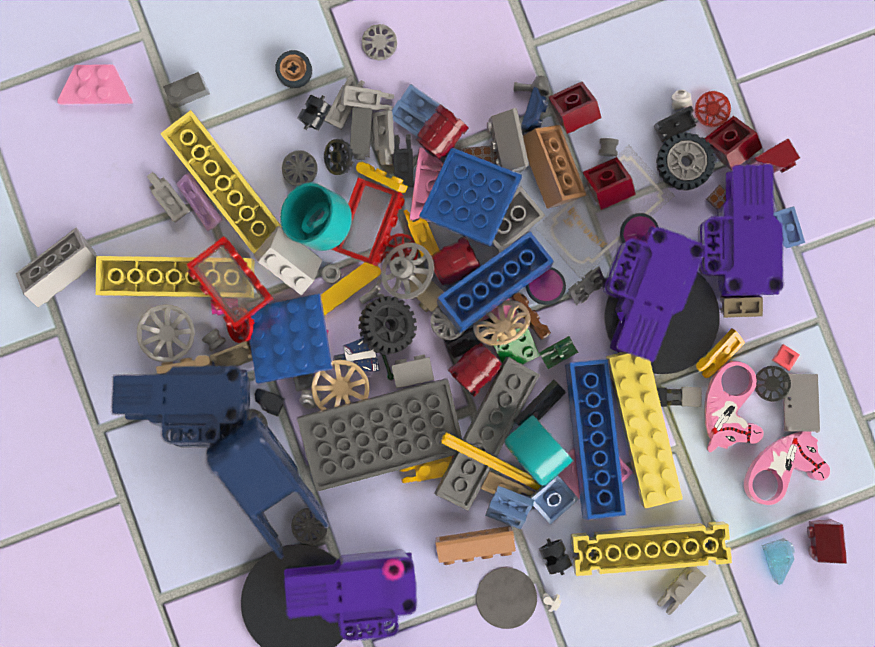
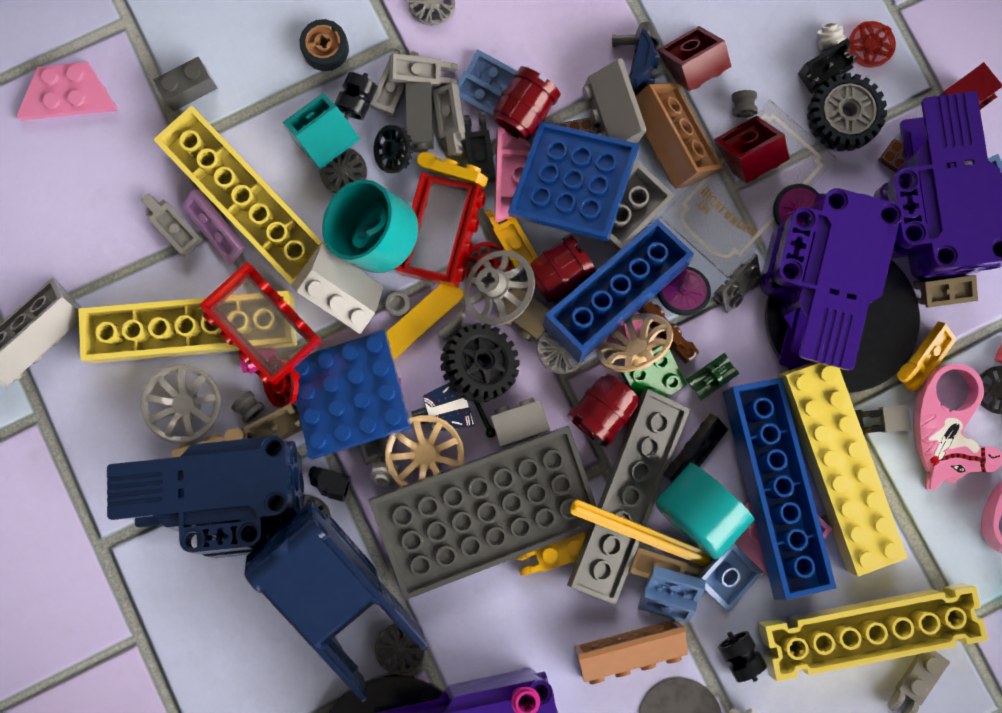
camera: 10 degrees left, 5 degrees down
(286, 138) = (321, 130): none -> teal slope
(466, 341) = (588, 373): black hinge -> none
(734, 142) = (907, 81): dark red slope -> none

